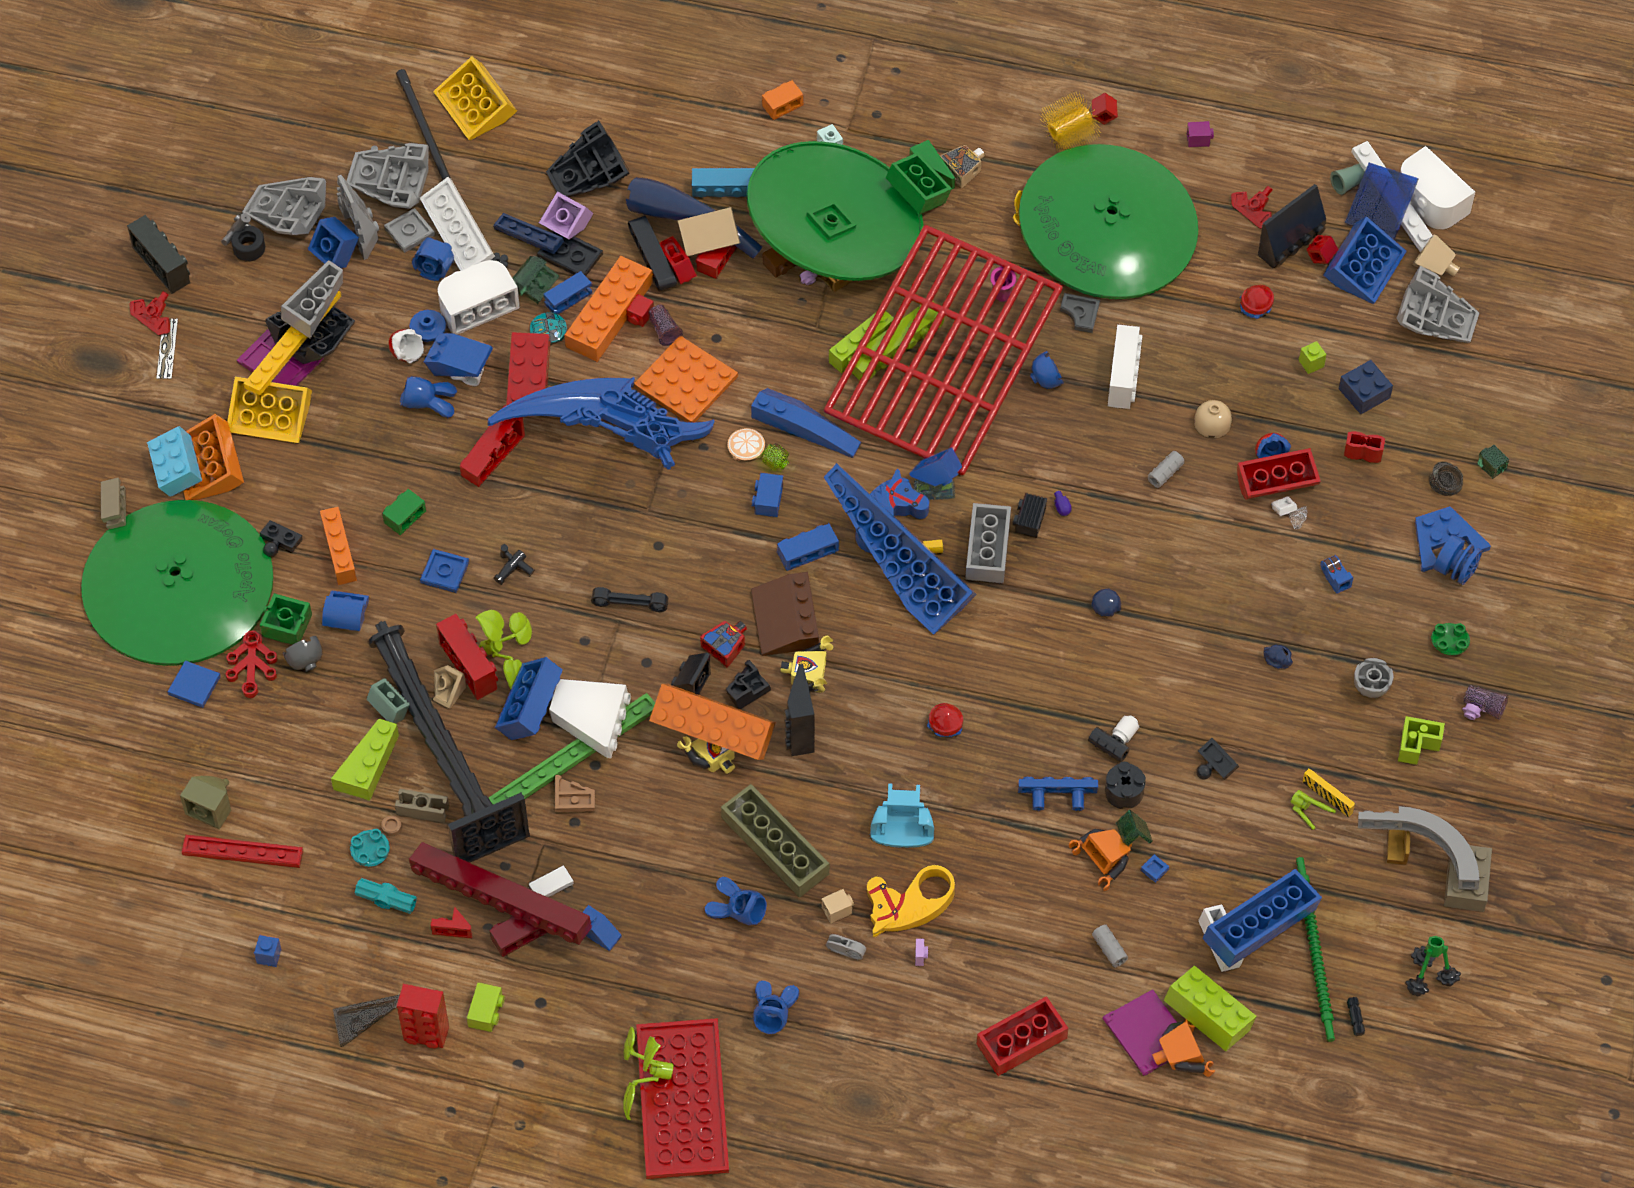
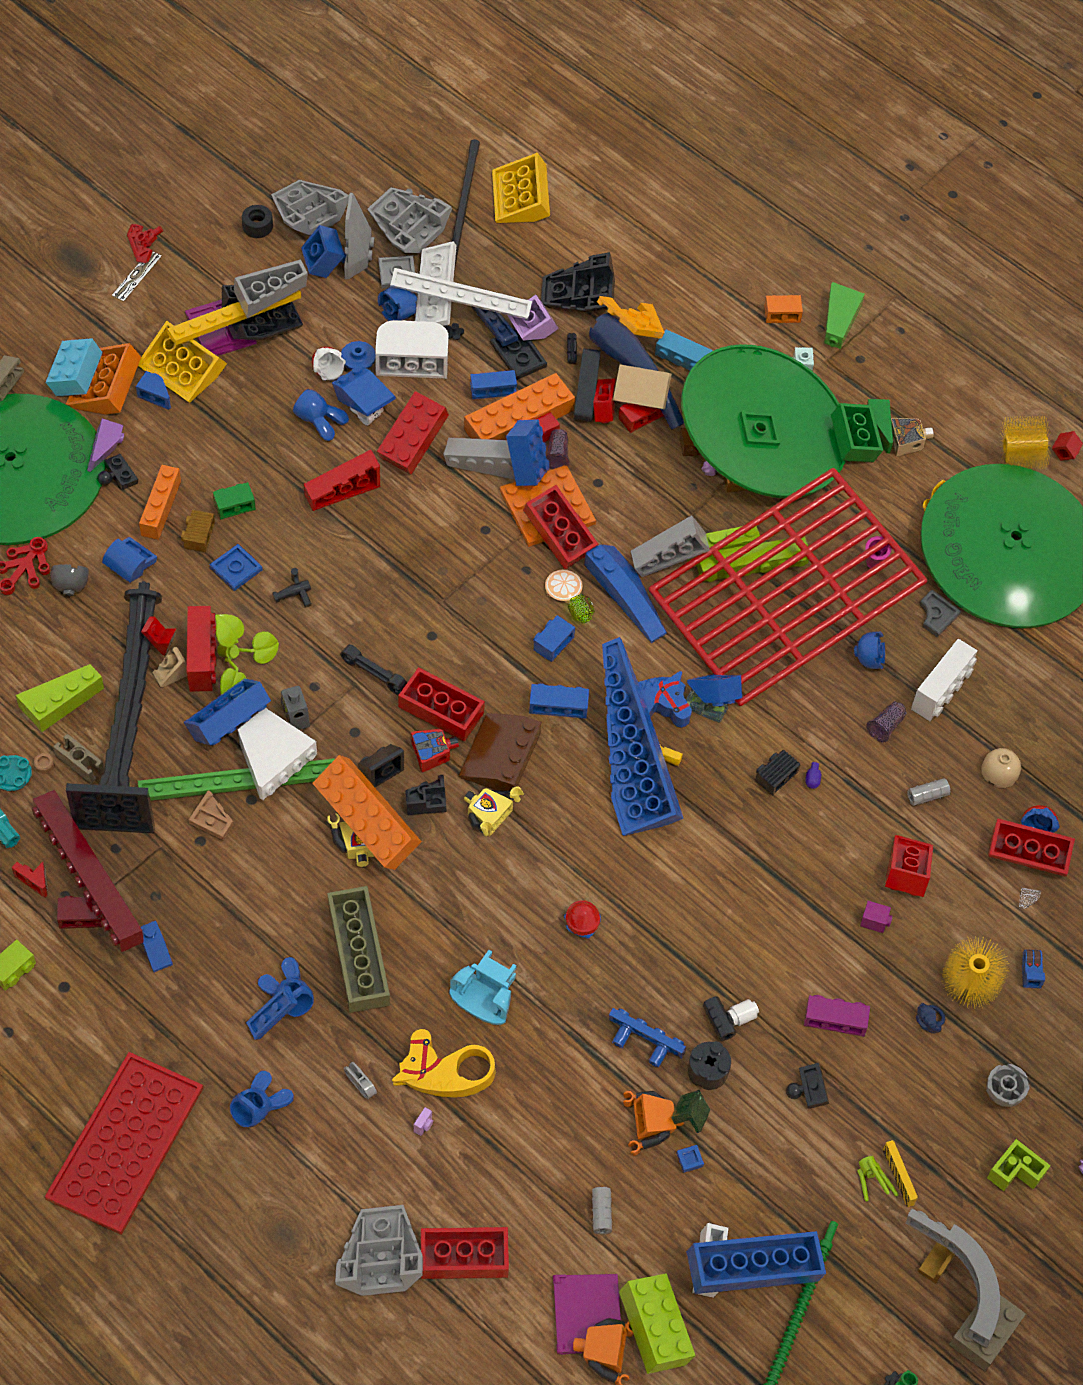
camera: 25 degrees right, 0 degrees up
(159, 253) = (178, 195): pearl dark grey brick -> none
(241, 222) = (261, 199): flat silver piece -> none
(249, 513) = (105, 442): none -> medium lavender slope
(262, 447) = (153, 389): none -> blue slope
(285, 619) = (74, 541): green brick -> none
(388, 701) = (109, 654): sand green brick -> none
(390, 553) = (198, 530): none -> pearl gold brick
(421, 663) = (158, 634): none -> red slope
(490, 223) = (461, 293): none -> white plate
(534, 278) = (472, 359): clear green brick -> none
(549, 324) = (459, 405): dish -> none
(552, 882) = (142, 885): white tile -> none
(582, 663) = (292, 703): none -> dark grey torso
(606, 361) = (480, 456): none -> light grey wedge
(615, 226) = (571, 348): none -> black axle
(615, 402) = (467, 491): blue piece -> none
(646, 339) = (527, 452): none -> blue brick
(657, 1068) = (117, 1102): lime plant -> none
(667, 171) = (639, 323): none -> light orange wing
(709, 599) = (441, 704): none -> red brick
(715, 393) = (560, 526): none -> red brick
(739, 929) = (271, 1012): none -> blue tile
(800, 717) = (446, 845): black slope -> none
(823, 365) = (670, 547): none -> light grey wedge
(835, 78) = (841, 313): none -> bright green slope
(837, 905) = (376, 1038): tan brick -> none
(955, 1071) = (380, 1253): none -> light grey wedge
(988, 543) = (721, 777): light grey brick -> none
(1096, 427) = (886, 722): none -> plant
(1106, 602) = (798, 886): dark blue hair -> none
(1185, 595) = (876, 917): none -> magenta brick
(1187, 539) = (909, 866): none -> red slope
(1202, 692) = (837, 1015): none -> magenta brick
(1284, 506) = (1020, 880): white tile -> none
(1294, 599) = (975, 972): none -> yellow piece

